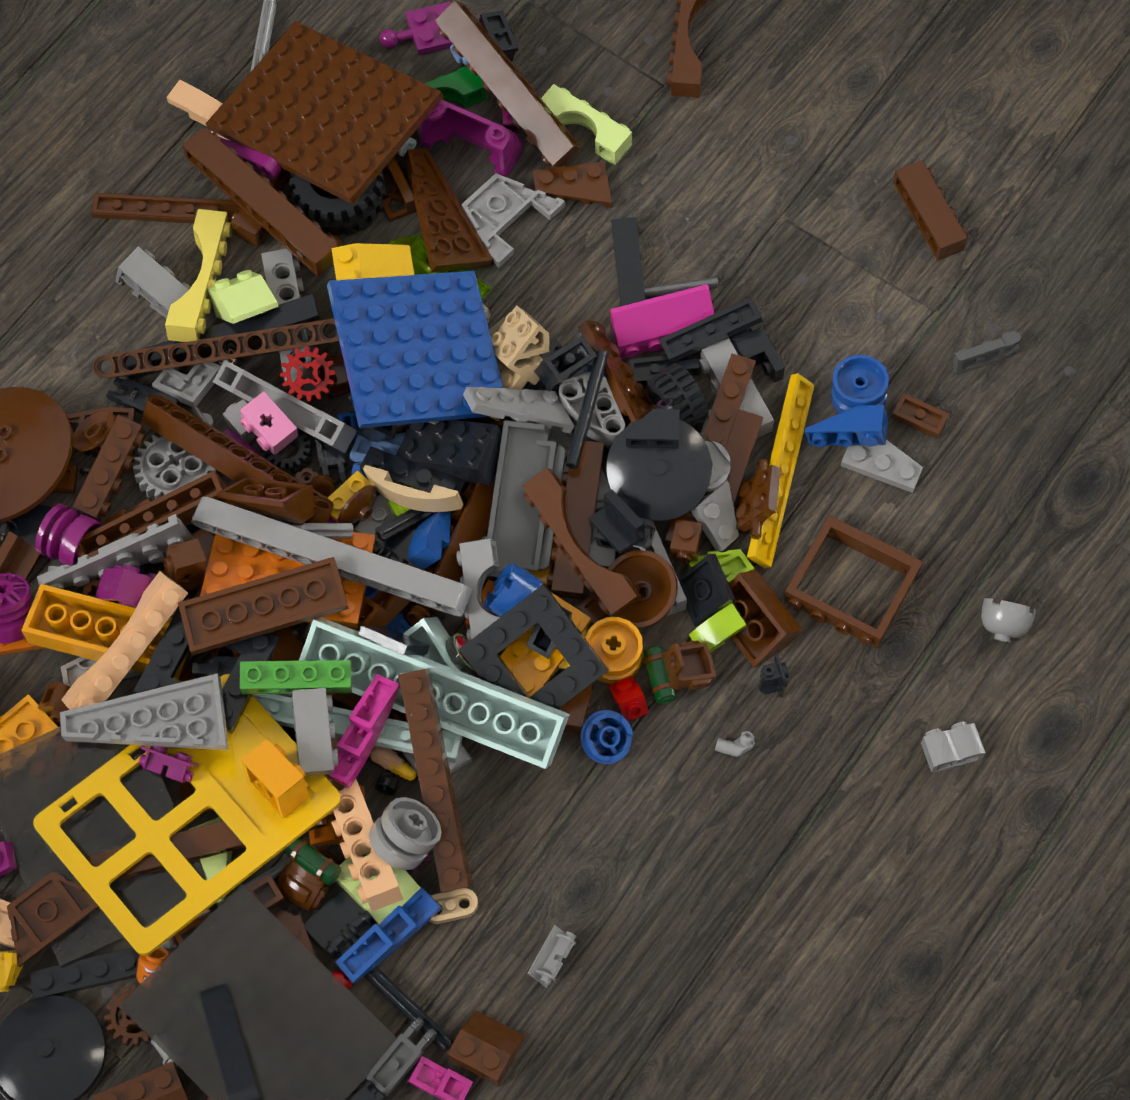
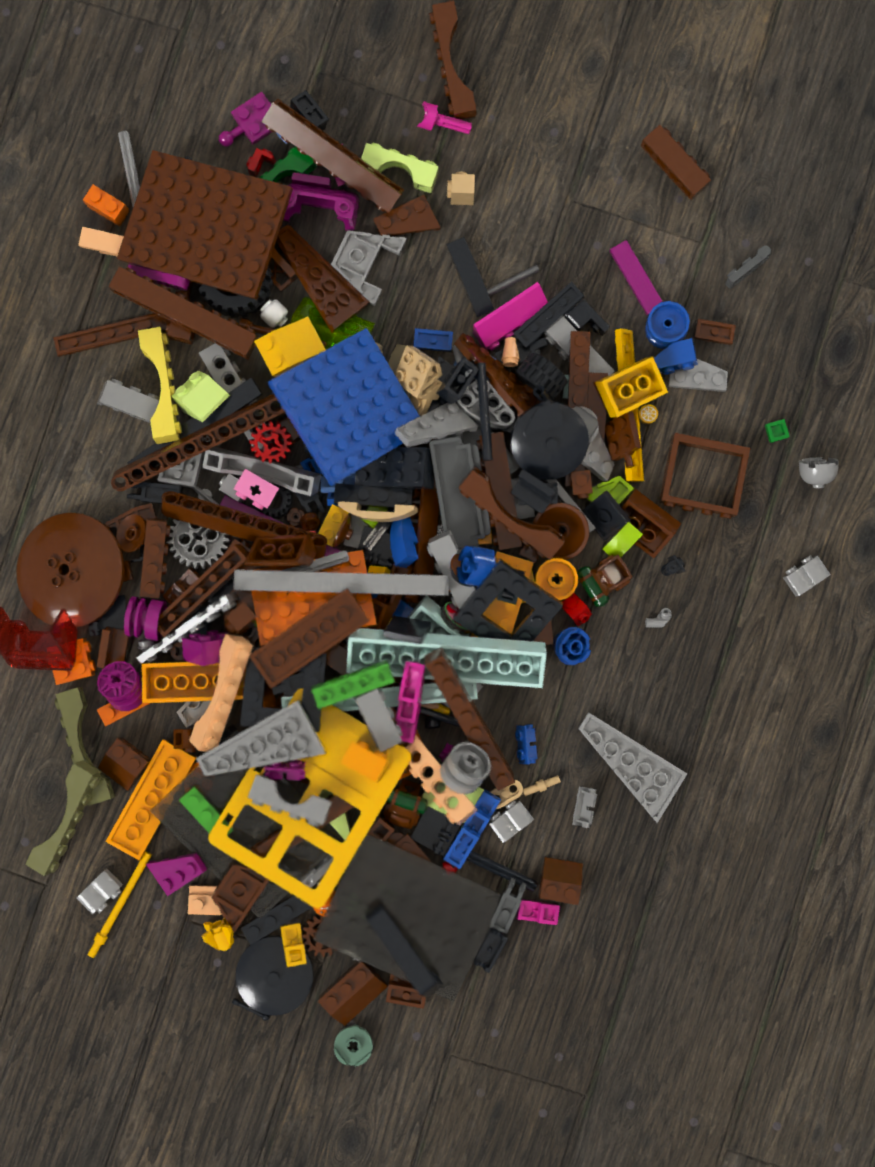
camera: 20 degrees left, 20 degrees up
(40, 783) = (201, 809): none -> bright green plate
(90, 1013) = (293, 944): none -> yellow slope
(184, 820) = (266, 792): none -> light grey arch
(217, 68) = (106, 205): none -> orange brick
(370, 233) = (273, 313): none -> white head
(398, 775) = (439, 716): none -> black bar
(420, 68) = (255, 163): none -> red bracket
(446, 943) = (511, 820): none -> light grey brick
(473, 106) = (311, 180): none -> magenta tile
(503, 839) = (524, 735): none -> blue hinge
(504, 912) = (541, 785): none -> tan bar
(558, 324) = (433, 340): none -> blue plate
(644, 80) = (432, 117): none -> dark pink piece
(647, 362) = (510, 353): none -> light nougat cone
(647, 933) = (642, 771): none -> light grey wing
(651, 164) = (461, 188): none -> tan brick
(786, 437) = (631, 387): none -> yellow brick
(803, 489) = (648, 414): none -> yellow tile
(837, 320) = (635, 276): none -> magenta tile
(966, 556) = (777, 431): none -> green plate

